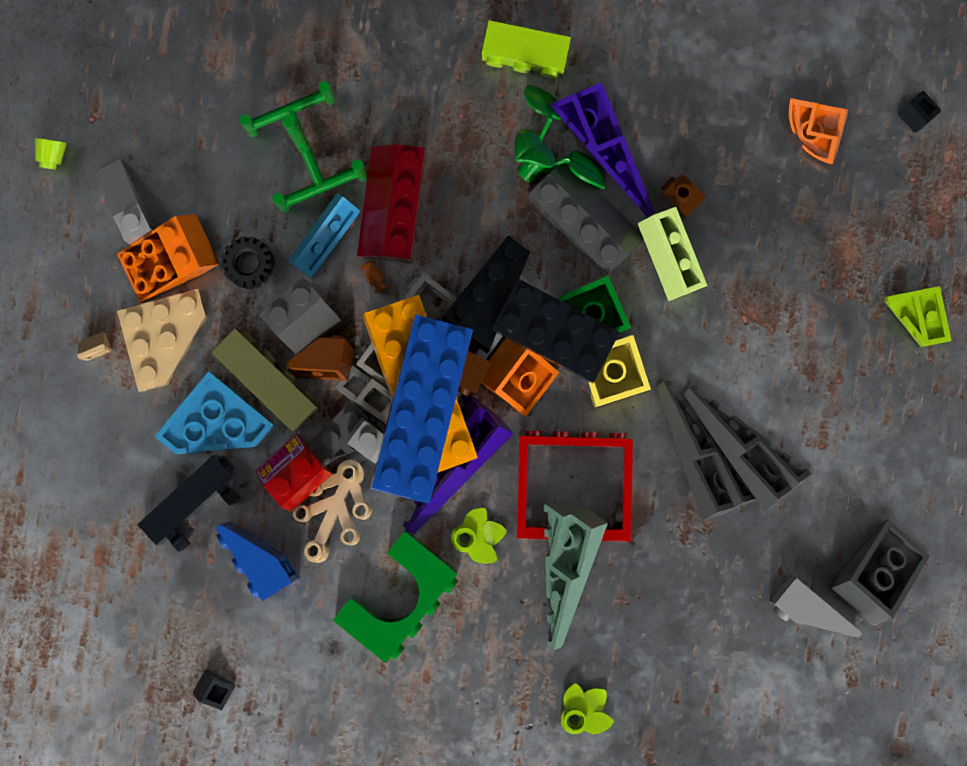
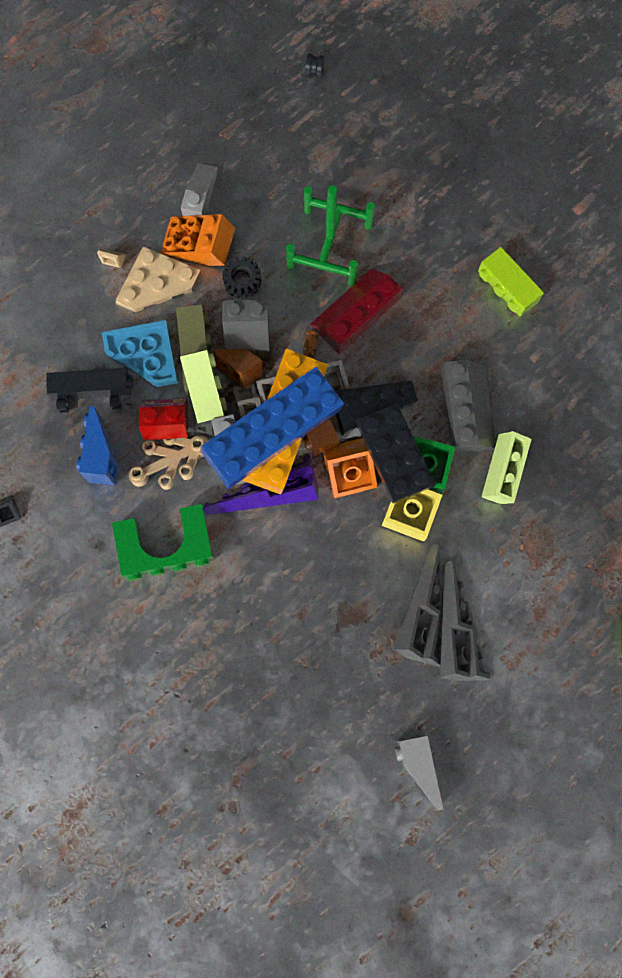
camera: 35 degrees right, 10 degrees down
(49, 153) = (181, 132): lime hat -> none
(310, 414) = (203, 386): none -> yellowish green brick
(324, 235) = (300, 296): dark azure plate -> none
(483, 536) = (248, 548): lime plate -> none
(537, 157) = (468, 329): green plant -> none
(563, 438) = (346, 527): red window -> none
(573, 545) = (298, 596): sand green wedge -> none
(588, 707) = (224, 713): lime plate -> none
(596, 125) = (518, 359): dark purple wedge -> none
(682, 195) = (541, 439): reddish brown brick -> none
(881, 574) = (486, 781): dark grey slope -> none

